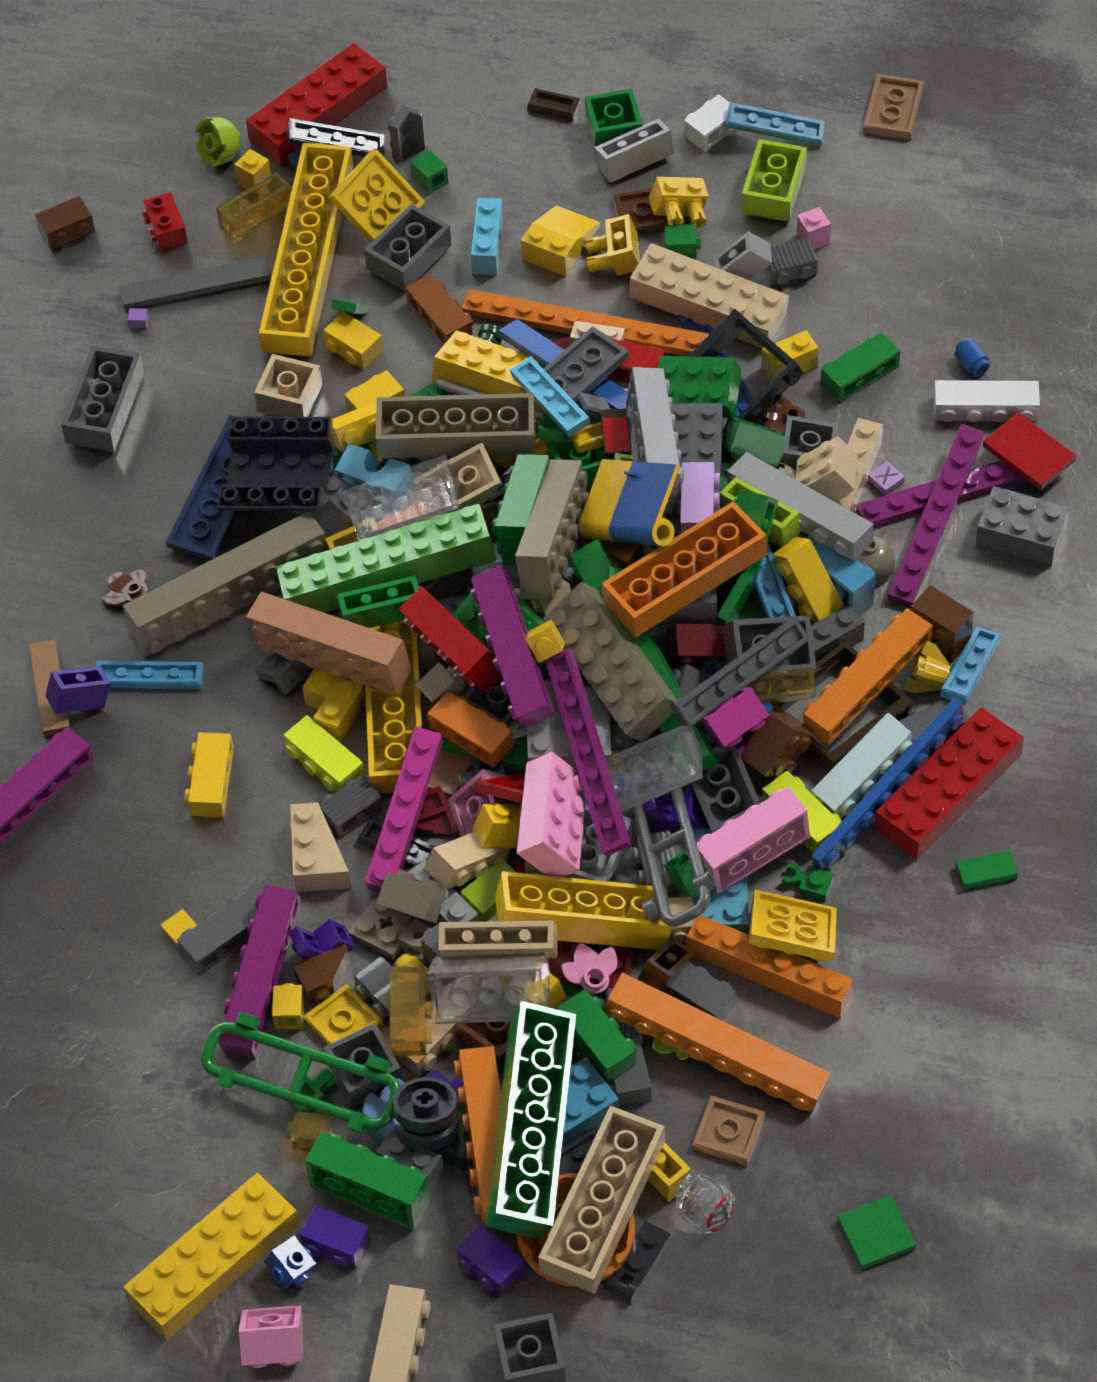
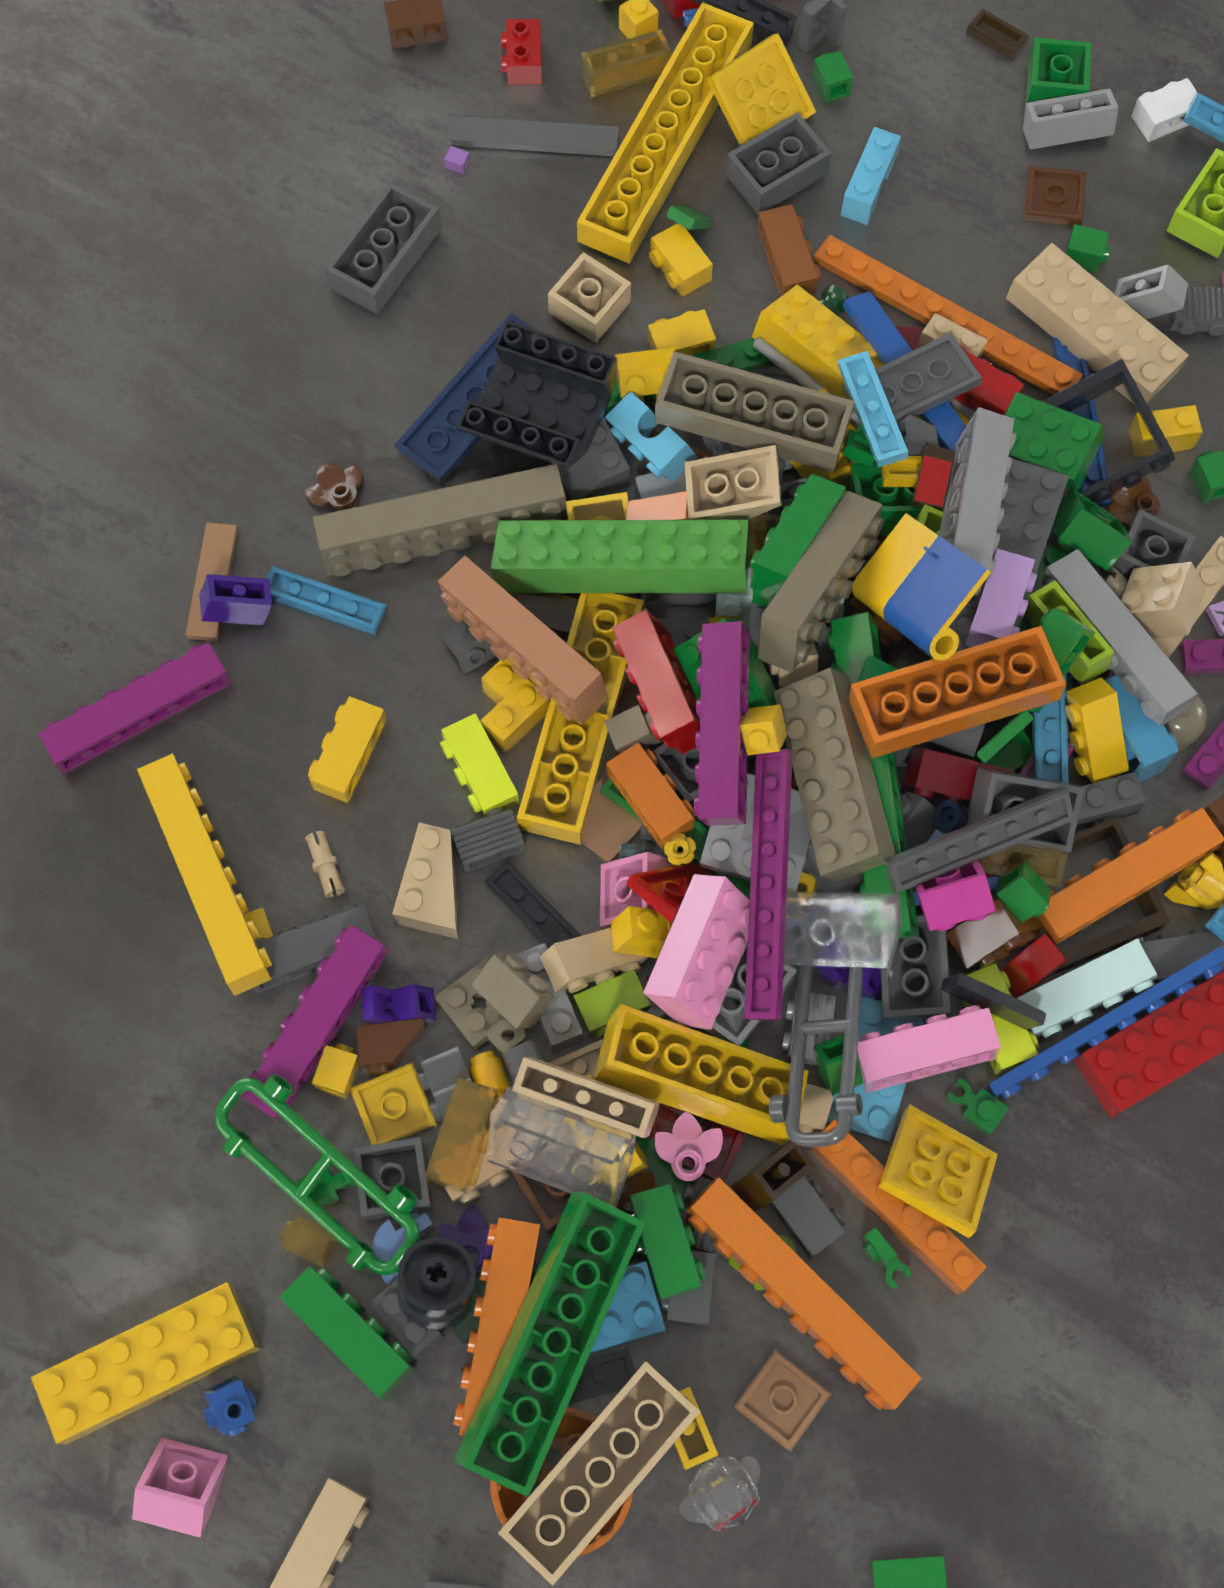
camera: 15 degrees right, 15 degrees up
(128, 892) = (204, 875): none -> yellow brick
(222, 864) = (325, 864): none -> tan pin
(335, 1237) = (291, 1387): dark purple brick -> none
(377, 603) = (592, 607): green brick -> none
(402, 497) = (663, 484): clear slope -> none
(405, 806) = (541, 874): dark pink brick -> none
(436, 815) = (568, 876): dark red wing -> none
(490, 1261) = (457, 1487): dark purple brick -> none
(513, 766) = (686, 855): none -> yellow plate
(557, 239) = (949, 202): yellow slope -> none
(621, 247) = (1018, 233): yellow brick -> none
(645, 1253) = (642, 1521): black plate -> none
(679, 198) = (1101, 193): yellow brick -> none
(770, 1001) = (880, 1251): none -> green plate
(789, 703) = (1024, 892): none -> green brick
(807, 791) = (998, 1002): none -> black tile
(817, 762) = (1033, 965): none -> red slope
(986, 869) = (1188, 1161): green tile -> none

